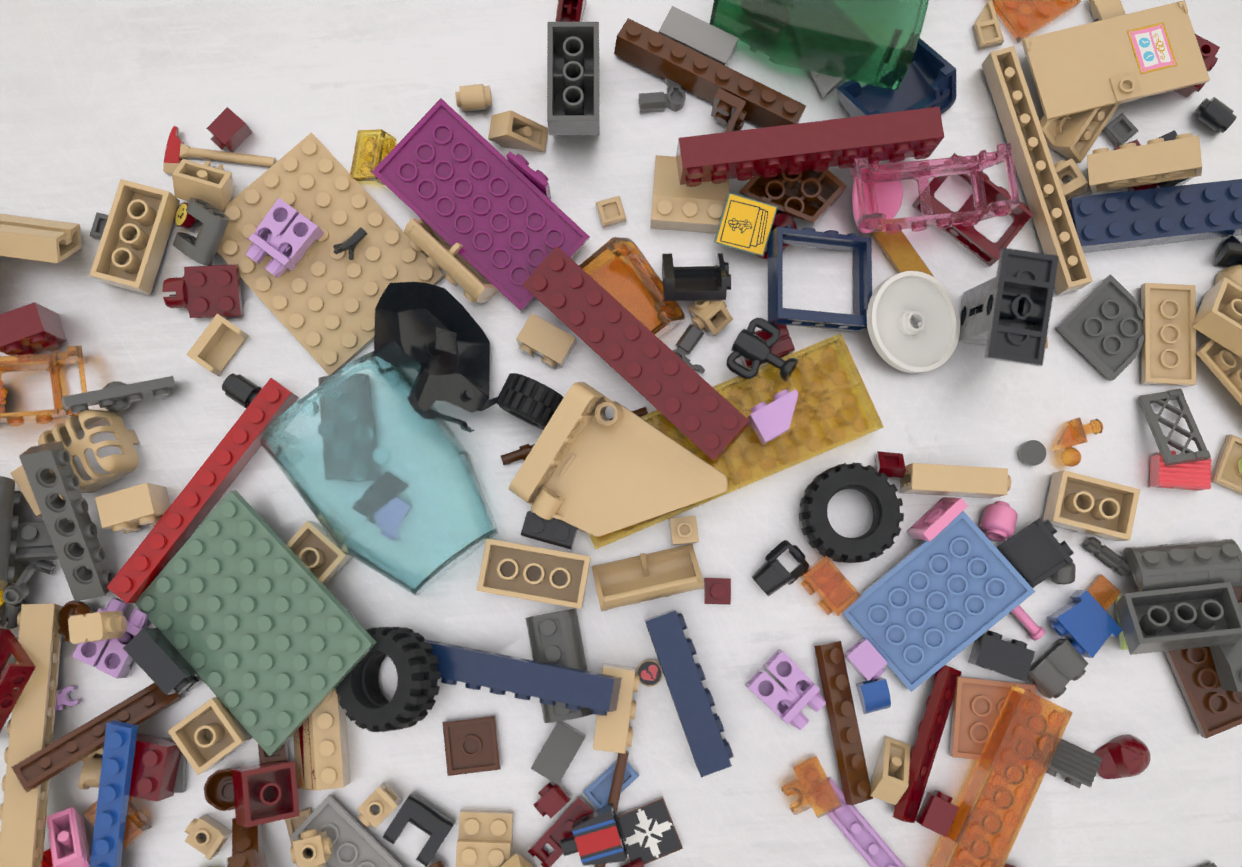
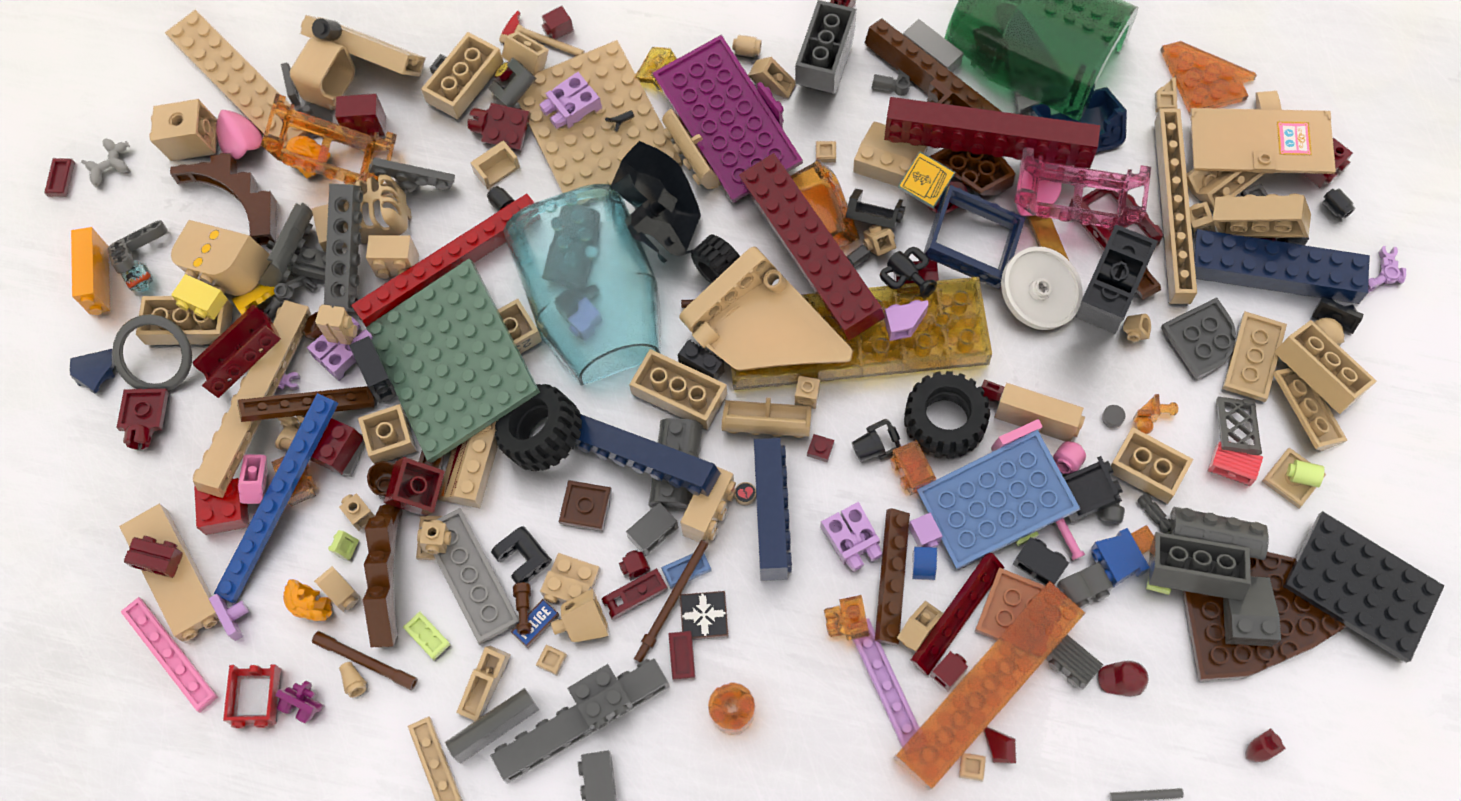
camera: 25 degrees right, 15 degrees down
(385, 799) = (495, 536): tan brick -> none
(545, 340) = (744, 226): tan brick -> none
(597, 838) = (661, 597): torso -> none

